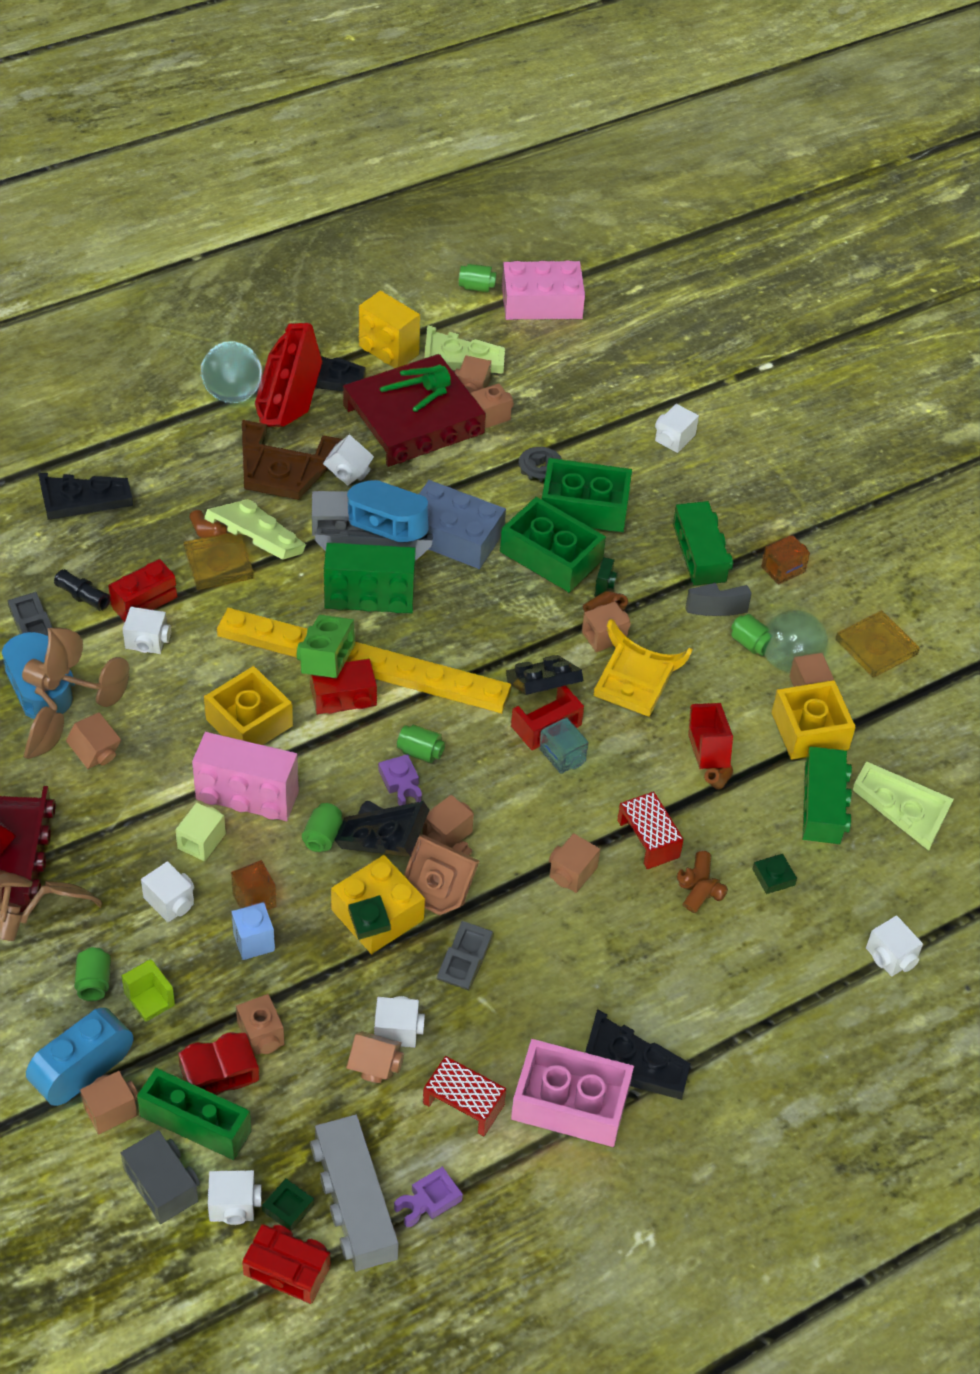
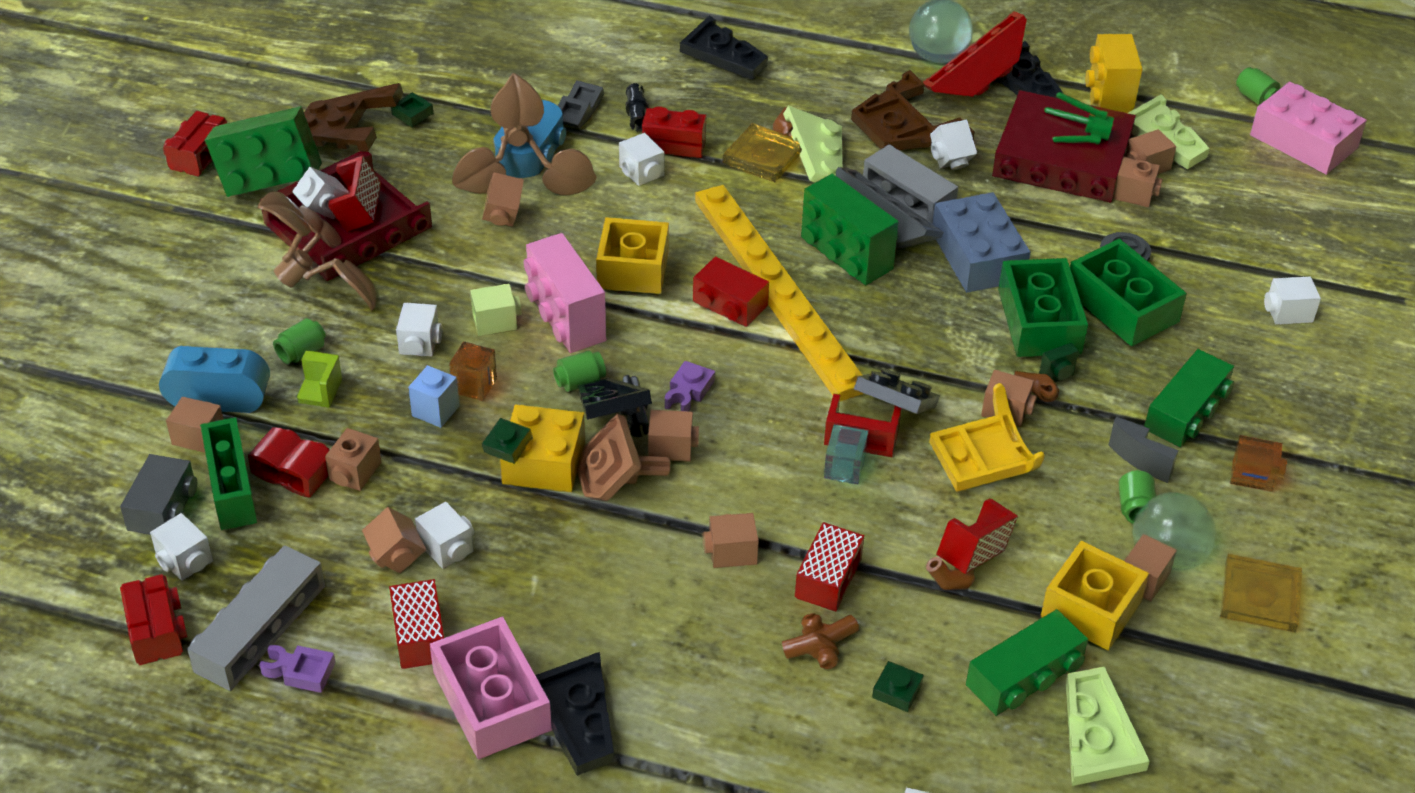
camera: 50 degrees right, 5 degrees down
(288, 1204) = (207, 586): dark green plate -> none
(326, 646) = (742, 247): bright green brick -> none
(388, 511) = (916, 185): dark azure brick -> none
(421, 743) = (734, 370): bright green brick -> none
(465, 955) = (555, 541): dark grey slope -> none

